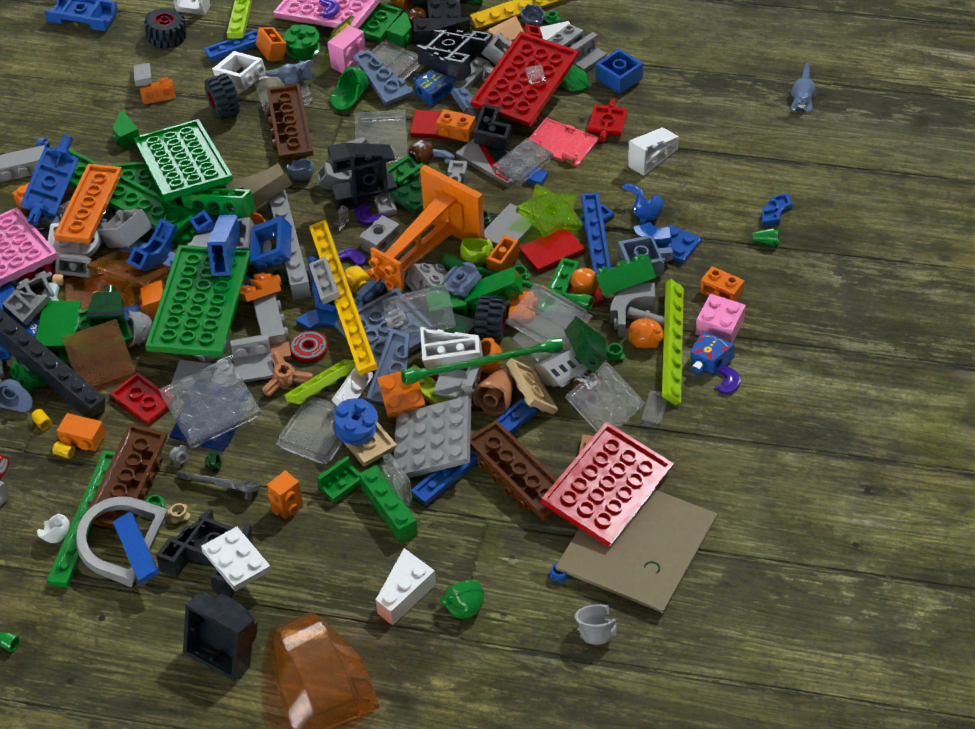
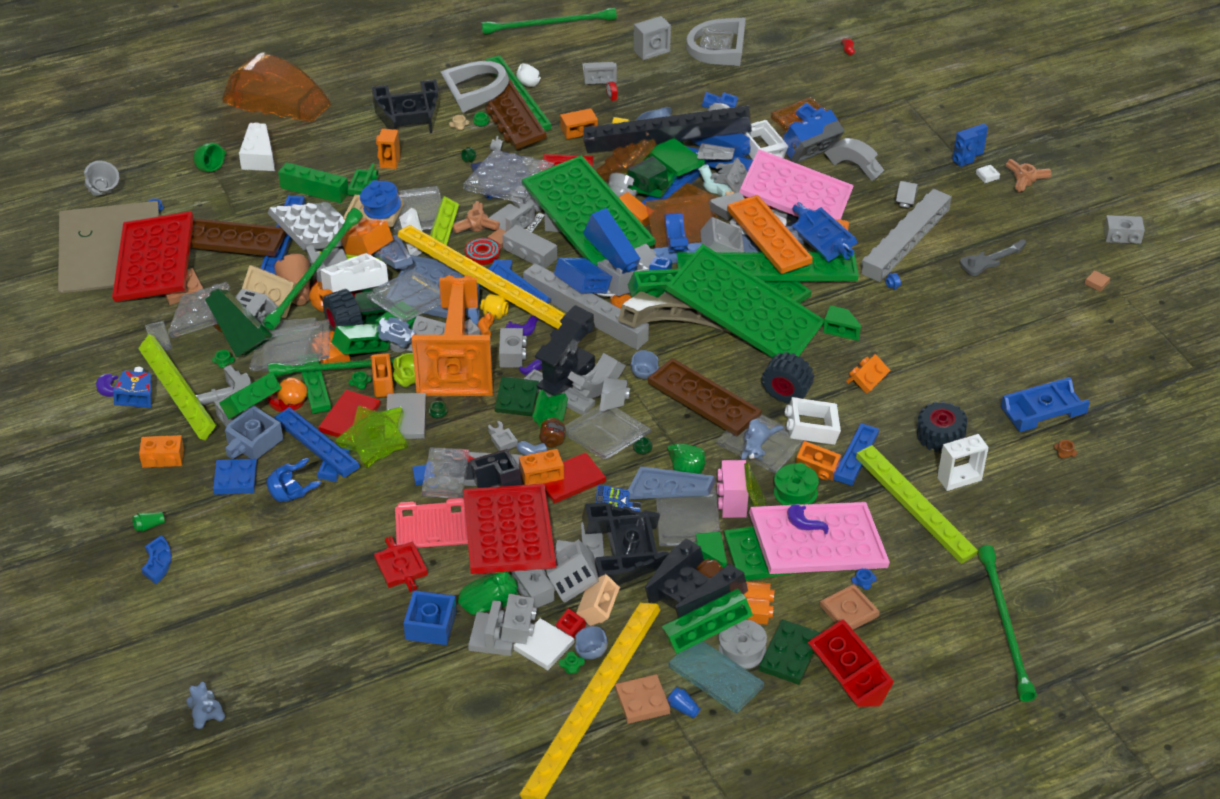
camera: 140 degrees right, 5 degrees down
(136, 547) = (453, 76): blue tile -> none
(142, 74) = (895, 372): light grey tile -> none
(219, 634) = (347, 62): black container -> none
(236, 558) = (379, 96): white plate -> none
(248, 487) = (429, 149): dark grey piece -> none
(260, 286) = (557, 247): orange plate -> none
(324, 280) = (507, 273): light grey plate -> none
(396, 320) = (414, 267): light grey gear -> none
(397, 479) = (315, 188): clear plate -> none
(463, 99) = (564, 510): sand blue hinge -> none
(535, 74) = (495, 524): clear tile -> none
(645, 333) = (206, 376): orange hair -> none
(651, 150) = (326, 545): white wedge -> none
(660, 235) = (257, 461): blue tile -> none
(721, 318) = (142, 418): bright pink brick -> none

